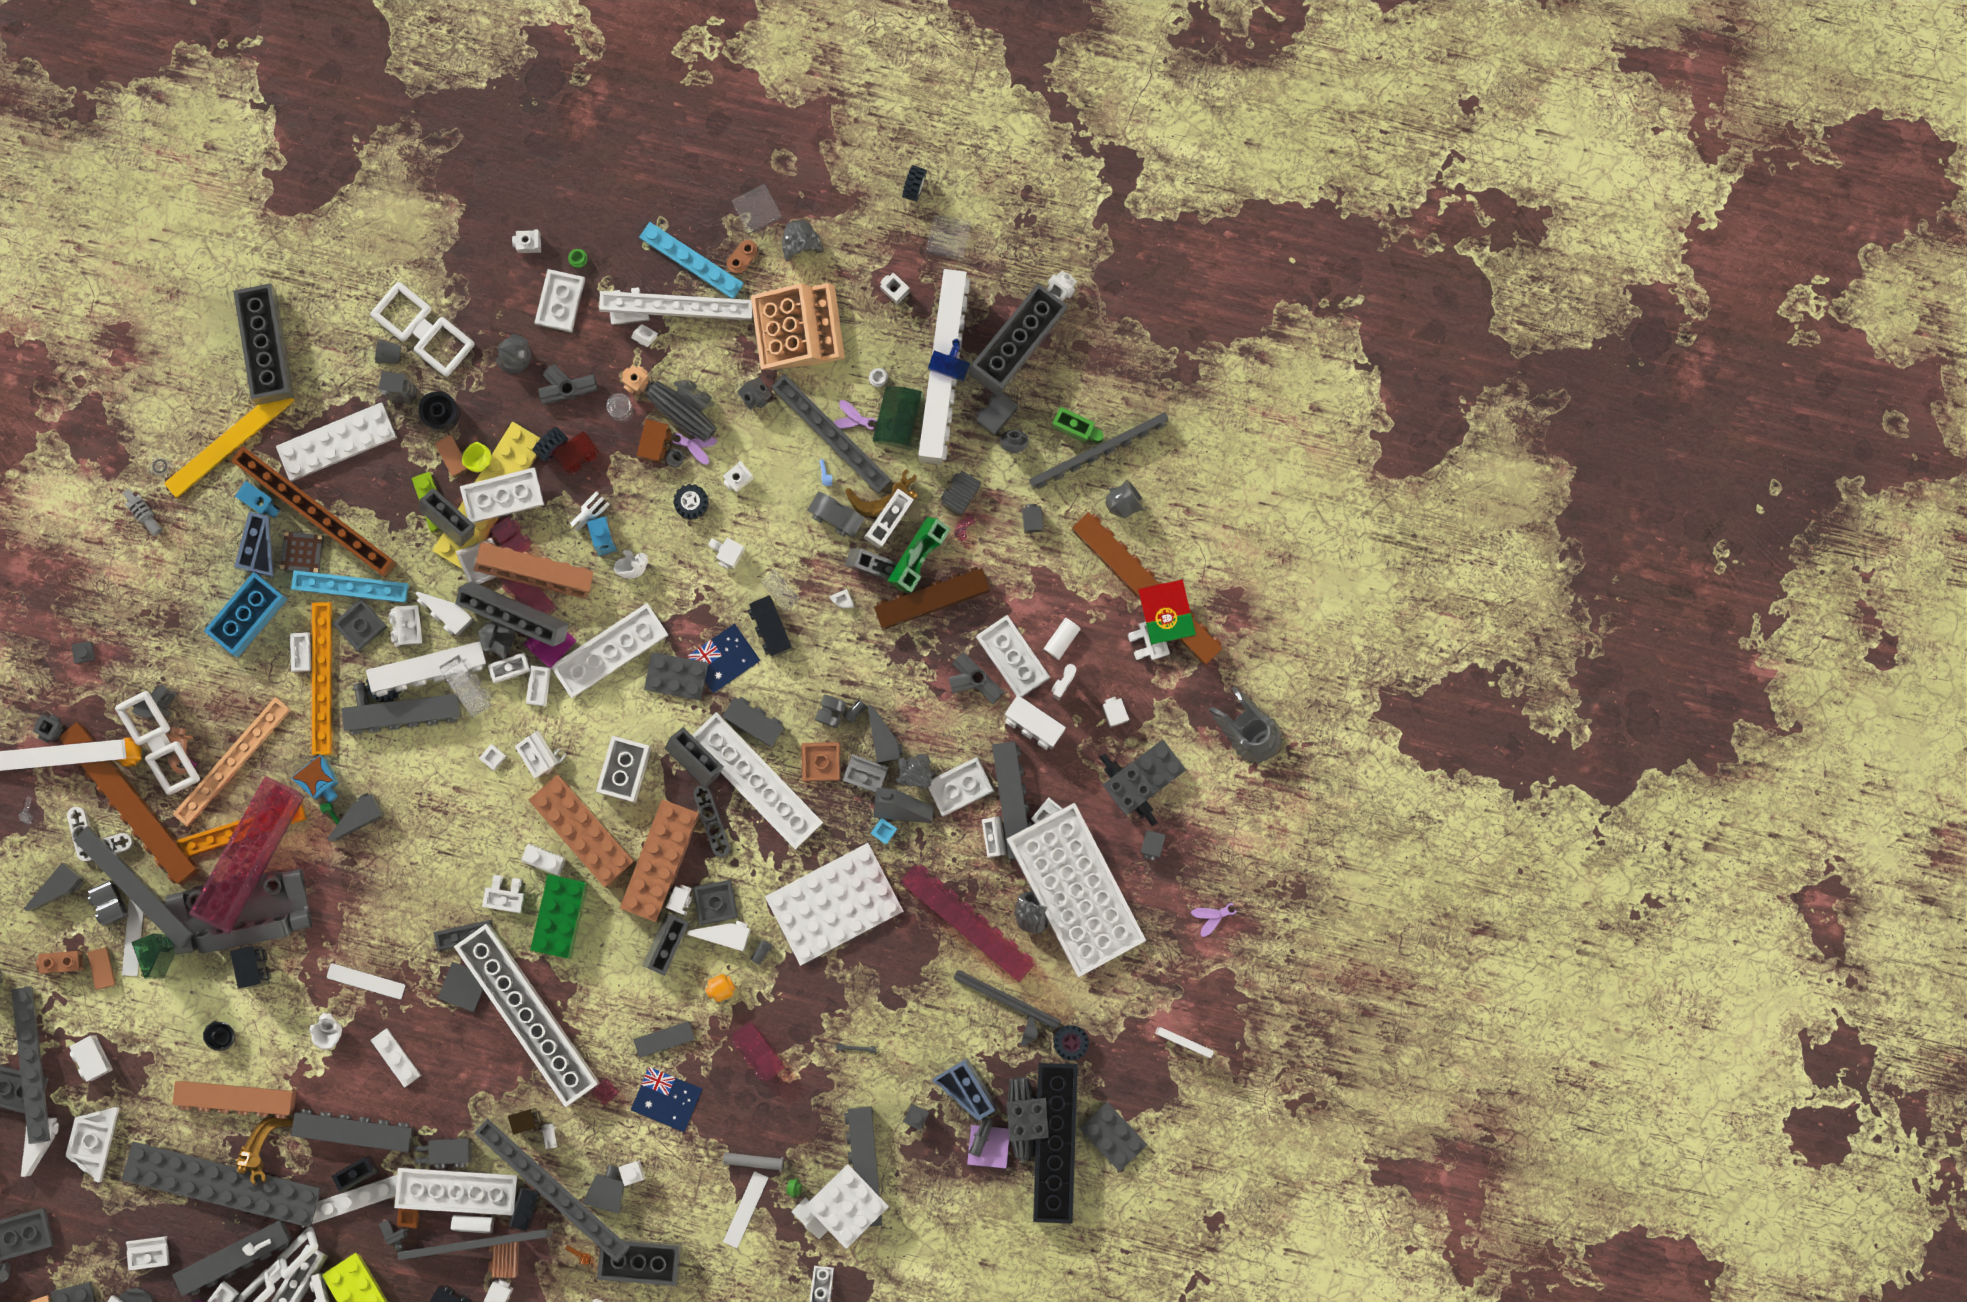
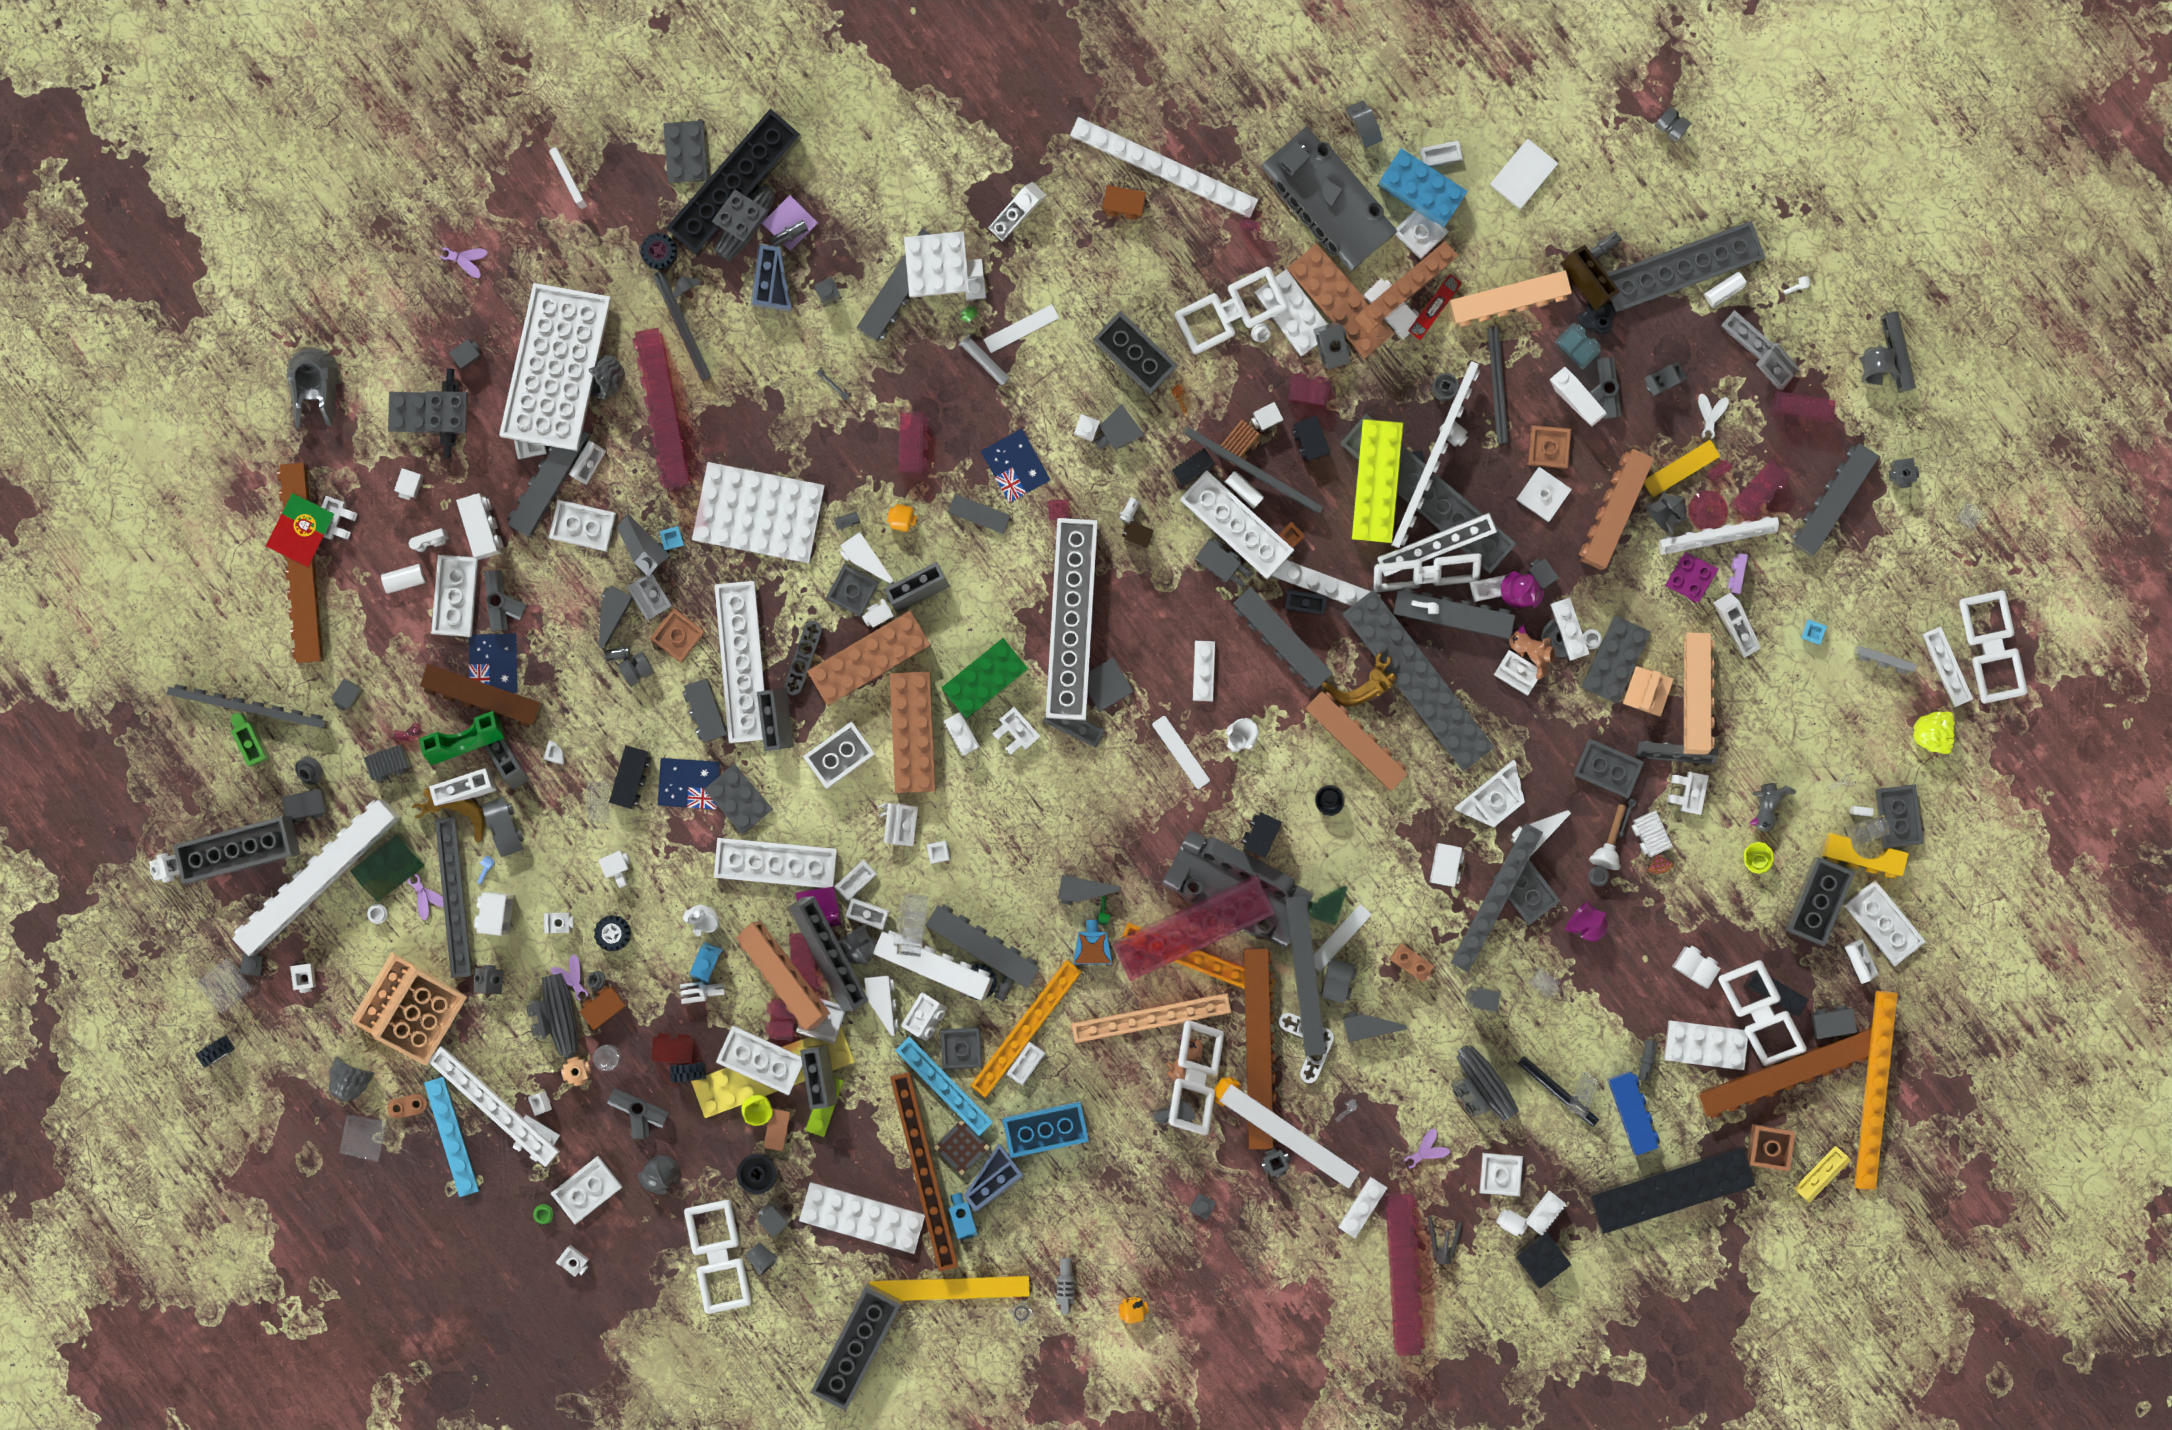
camera: 145 degrees left, 5 degrees up
(75, 534) = (1132, 1309): none -> light orange head
(101, 968) = (1383, 932): nougat tile -> none
(141, 1282) = (1539, 652): none -> nougat animal
(393, 1237) = (1315, 528): dark grey piece -> none
(552, 1190) = (1159, 463): dark grey plate -> none
(787, 444) = (494, 913): none -> white brick
(915, 771) = (606, 564): dark grey hair -> none
(938, 266) = (252, 965): none -> dark grey plate
(944, 633) = (494, 660): none -> dark blue sticker
(949, 364) = (308, 871): clear blue plate -> none
(1124, 500) = (260, 648): dark grey helmet -> none

